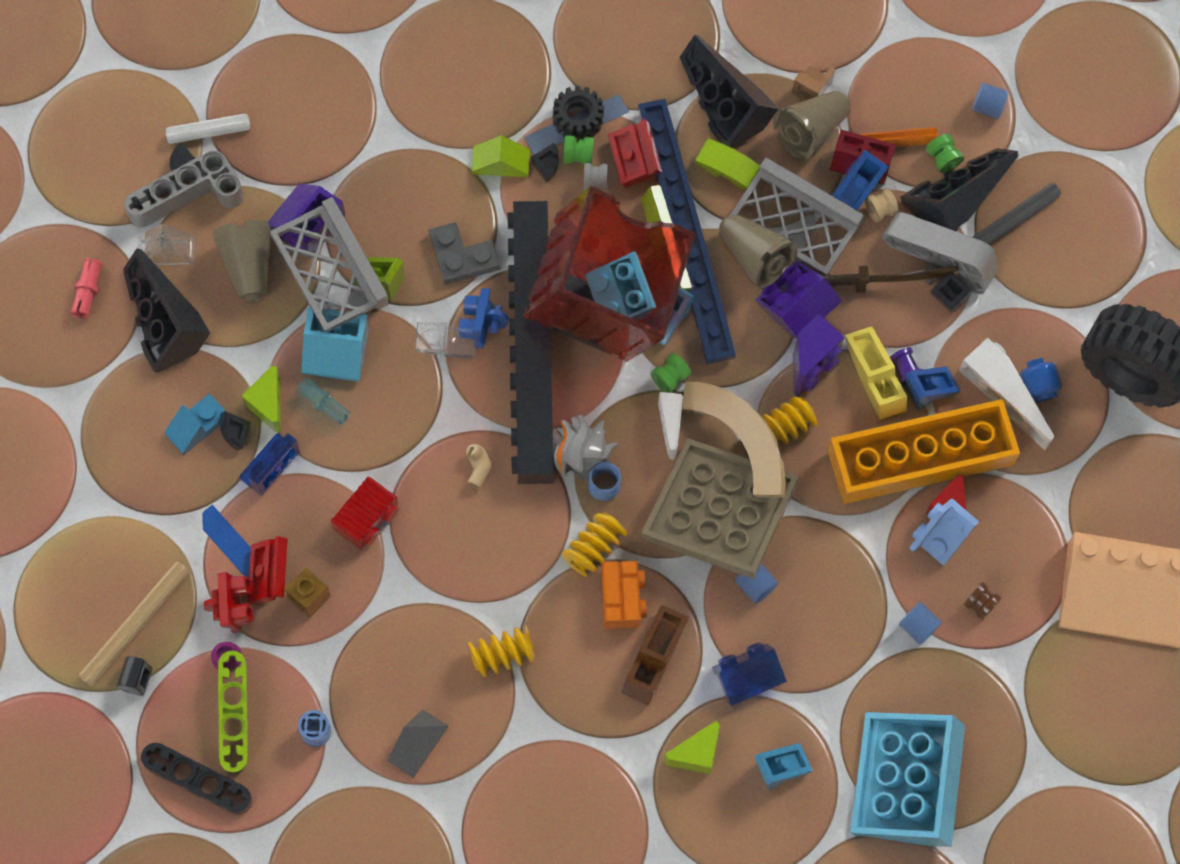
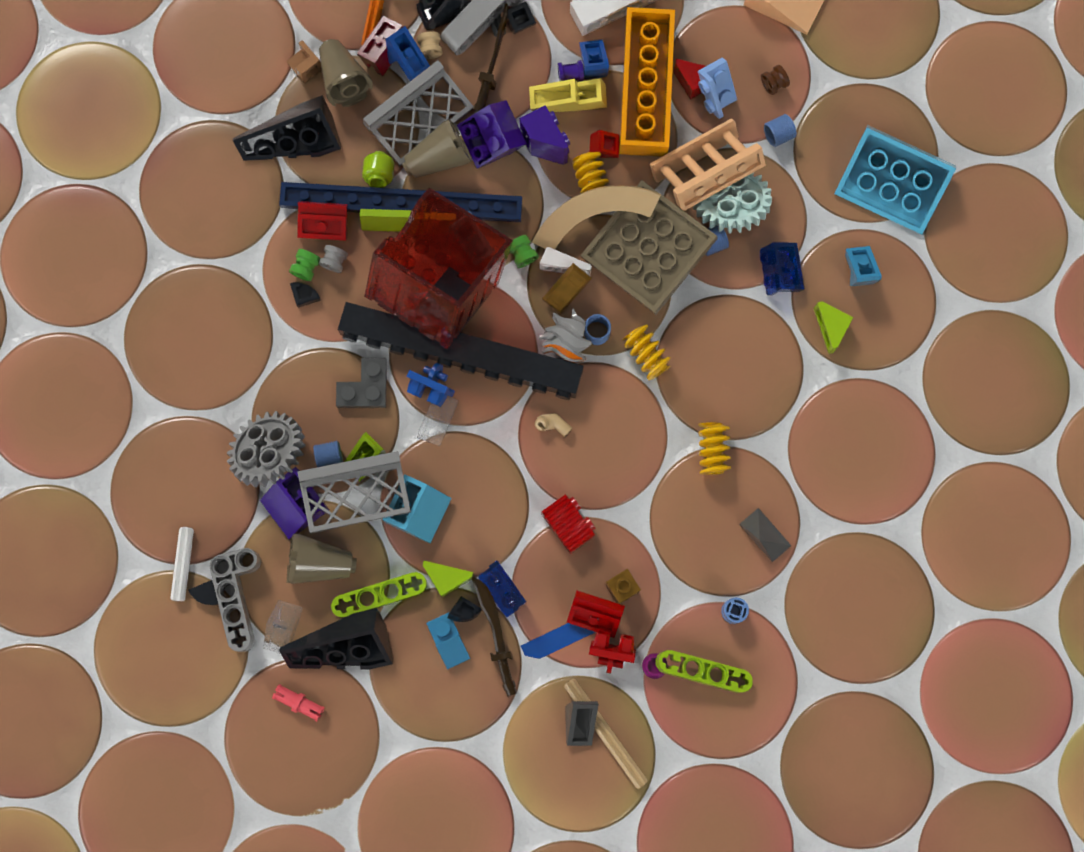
camera: 70 degrees left, 10 degrees up
(134, 676) = (651, 744): black brick -> none
(137, 589) = (580, 722): none -> dark grey slope
(193, 483) = (489, 607): none -> dark brown sword
(194, 782) = (750, 717): black beam -> none
(229, 336) = (379, 595): none -> lime beam
(322, 401) = (461, 532): clear light blue axle -> none
(355, 169) = (266, 449): none -> light grey gear
(370, 236) = (327, 453): none -> medium blue piece
(501, 158) = (290, 330): lime slope -> none
(578, 99) = (264, 243): black tyre -> none
(613, 108) = (277, 261): sand blue sticker -> none
(622, 287) = (453, 262): medium azure slope -> none
(622, 594) = (694, 343): orange brick -> none
(641, 433) = (567, 288): none -> pearl gold tile
(654, 655) = (748, 333): reddish brown slope -> none
(714, 193) = (378, 169): none -> lime head
(727, 162) = (353, 151): lime slope -> none
(808, 578) = (737, 205): none -> light aqua gear
(831, 426) = (605, 143): none -> red slope
(834, 562) = (718, 177): none -> light nougat fence

